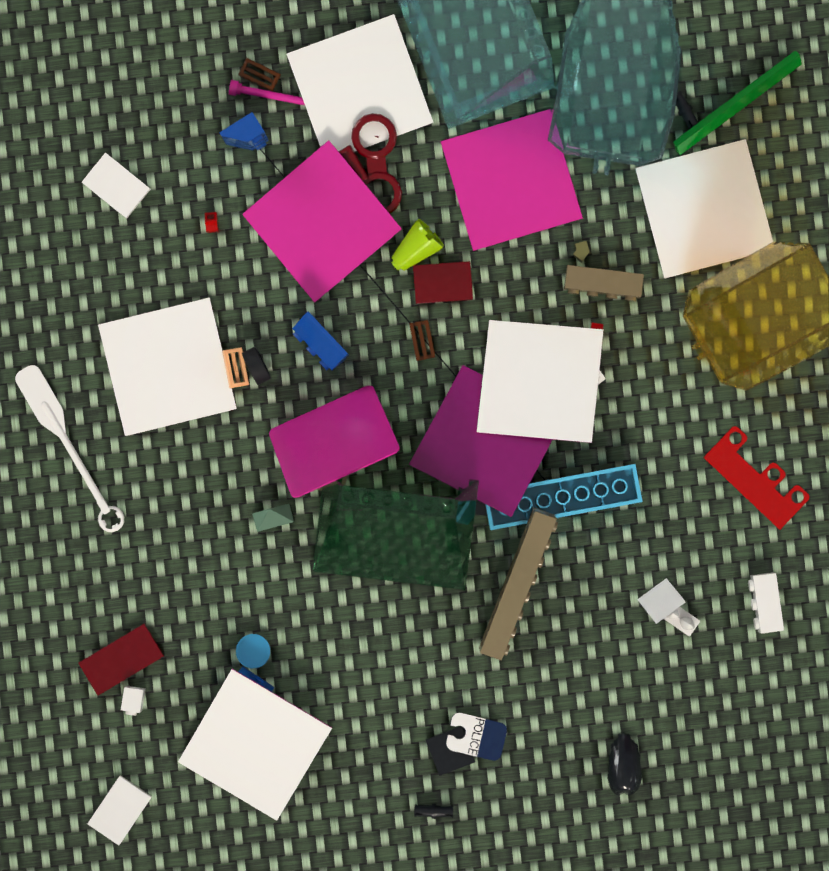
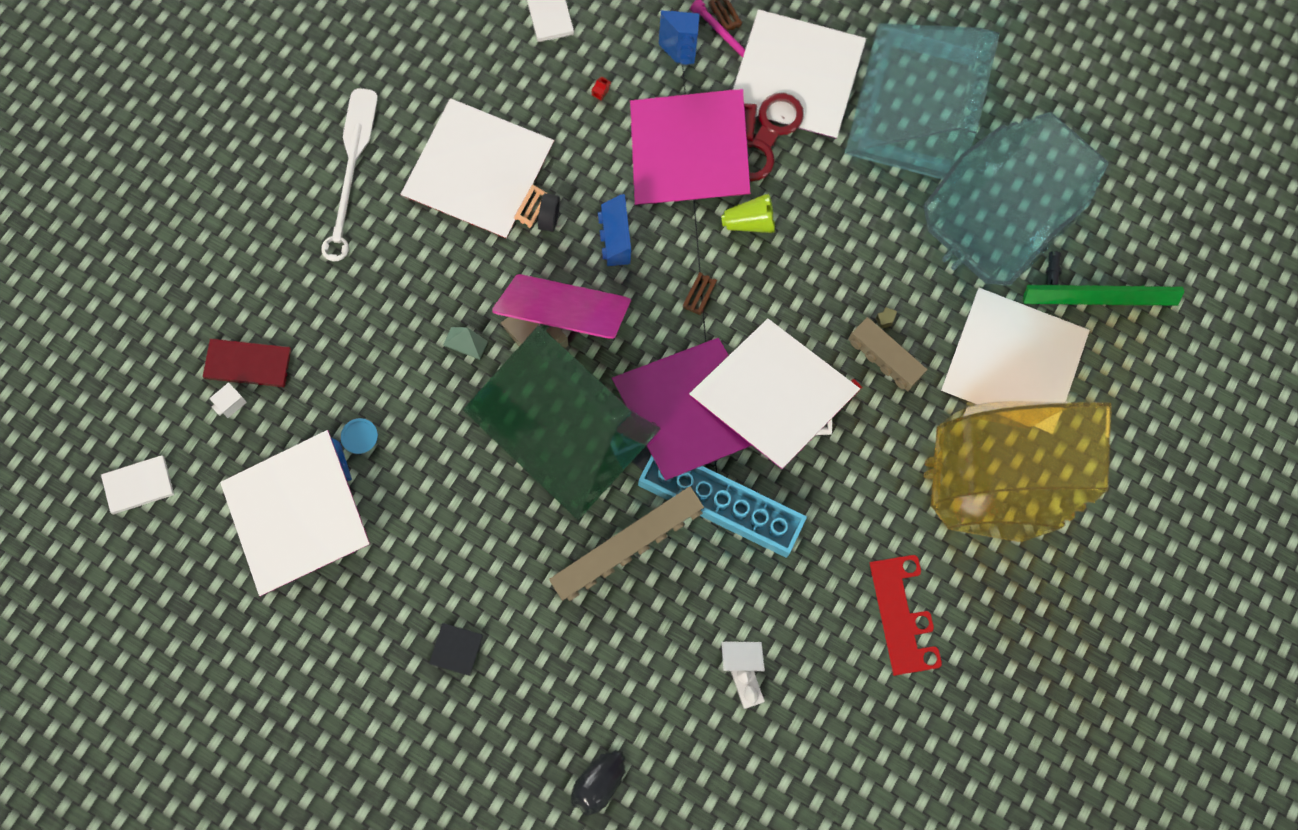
camera: 25 degrees right, 15 degrees down
(433, 811) = (399, 691): black pin -> none
(443, 282) = (751, 262): dark red tile -> none
(481, 738) = (493, 658): piece -> none
(510, 180) = (866, 227): dark pink piece -> none
(766, 603) = (836, 729): white brick -> none

